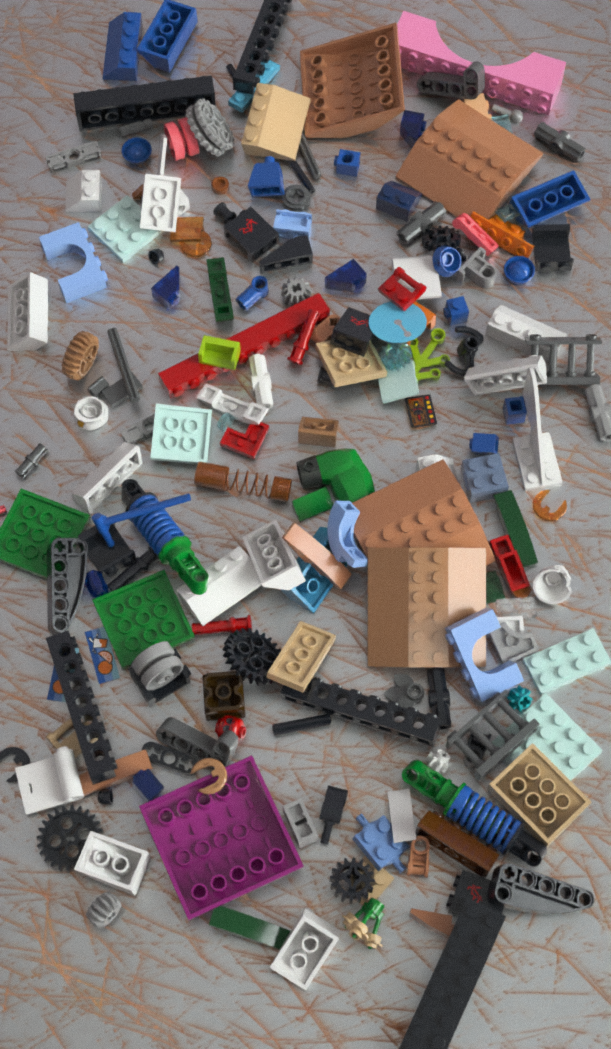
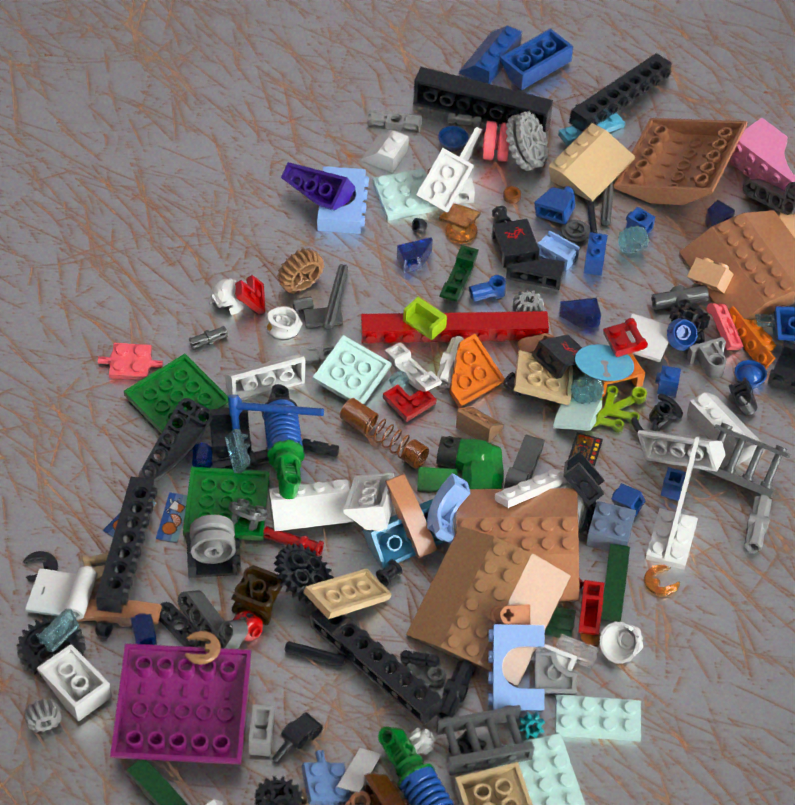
camera: 25 degrees right, 15 degrees down
(25, 409) = (224, 295): none -> white helmet
(27, 313) = (278, 222): white slope -> none
(47, 399) = (251, 294): none -> red plate
(52, 261) = (320, 187): none -> dark purple wedge
(73, 824) = (59, 630): none -> clear light blue plate
(128, 566) = (238, 450): none -> clear light blue plate
(171, 622) = (243, 509): none -> dark grey plate
(194, 521) = (320, 447): none -> black axle
(287, 384) = (473, 372): none -> orange plate
(301, 344) = (504, 347): red pin -> none
(321, 615) = (392, 567): none -> black bush
(327, 213) = (595, 253): none -> blue brick
(353, 184) = (633, 239): none -> clear light blue gear
(379, 452) = (525, 461): none -> dark grey beam
(393, 684) = (419, 658): none -> black axle
(397, 200) = (667, 270): dark blue slope -> none
(404, 478) = (530, 488): none -> white plate
(438, 189) = (709, 274): none -> light nougat brick
(439, 445) = (583, 478): none -> black panel
(458, 472) = (587, 518): none -> black axle
(458, 611) = (511, 615): none -> nougat piece
(523, 293) = (743, 396): none -> black piece

